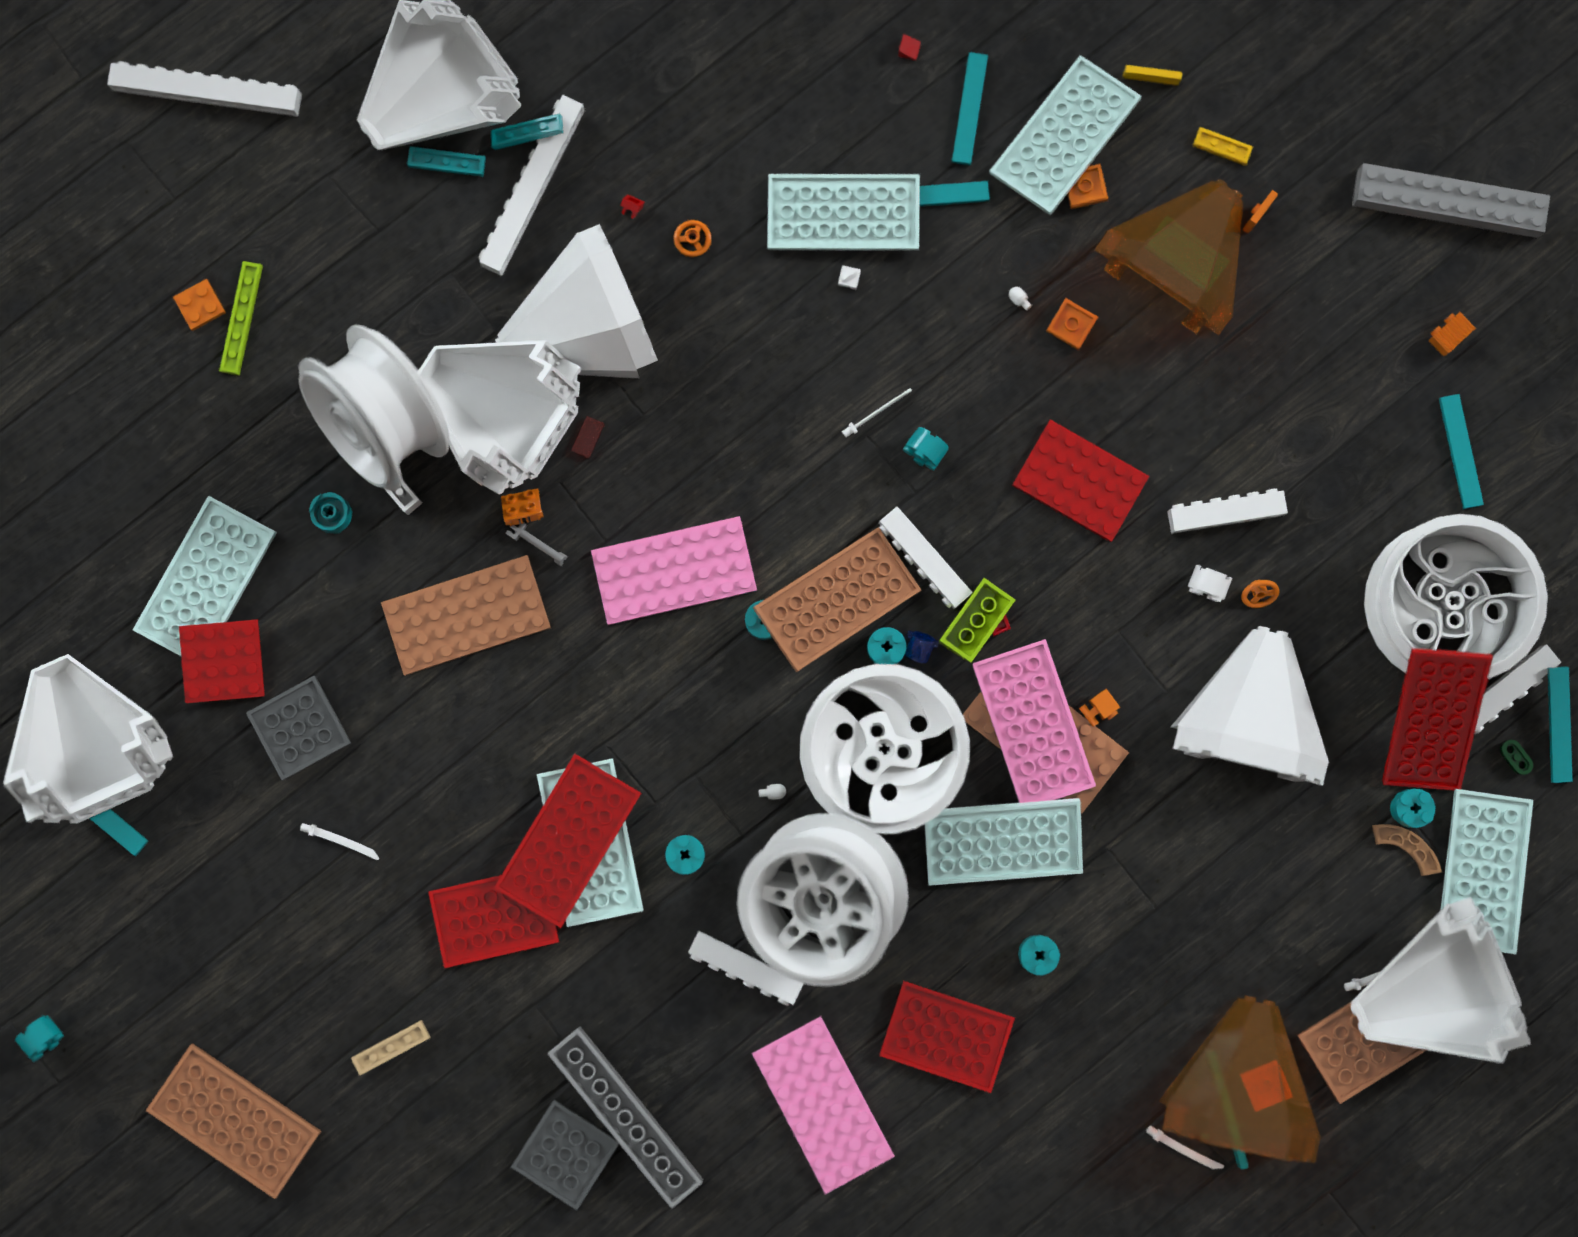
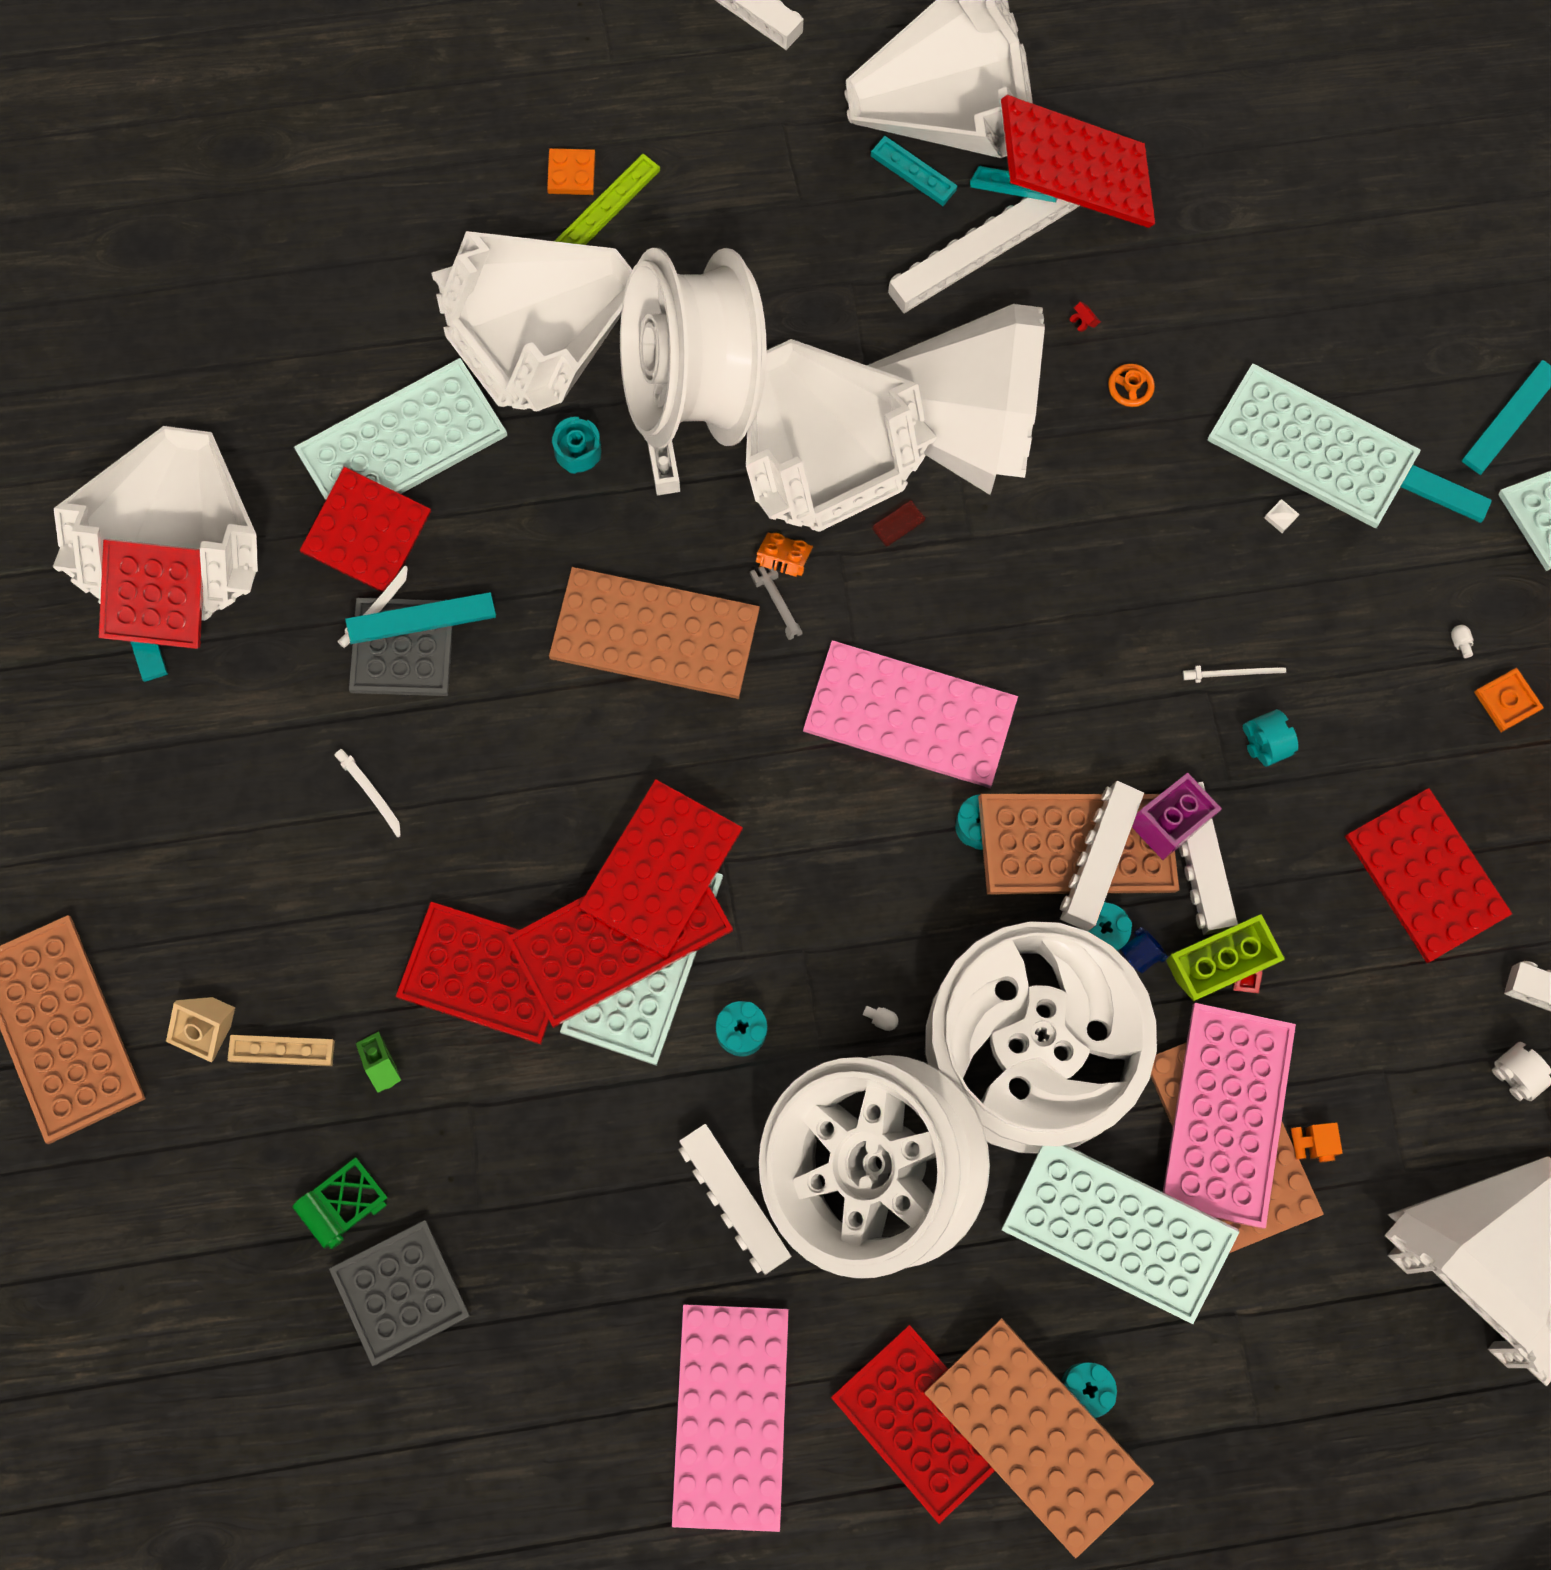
camera: 30 degrees right, 10 degrees down
(105, 798) = (151, 594): none -> red plate
(241, 435) = (530, 313): none -> white piece
(259, 740) = (381, 601): none -> white sword
(300, 702) = (420, 618): none -> teal tile
(327, 1063) = (200, 1026): none -> tan slope
(459, 1017) = (378, 1062): none -> bright green slope
(489, 1138) = (321, 1216): none -> green piece
(562, 97) = (1077, 162): none -> red plate
(569, 781) = (660, 868): none -> red plate
(625, 1117) = (494, 1290): light grey brick -> none
(857, 600) = (1101, 855): none -> white brick
(891, 542) = (1175, 816): none -> magenta slope
(909, 47) = (1477, 321): red slope -> none
(1023, 1004) = (1039, 1438): none -> nougat plate

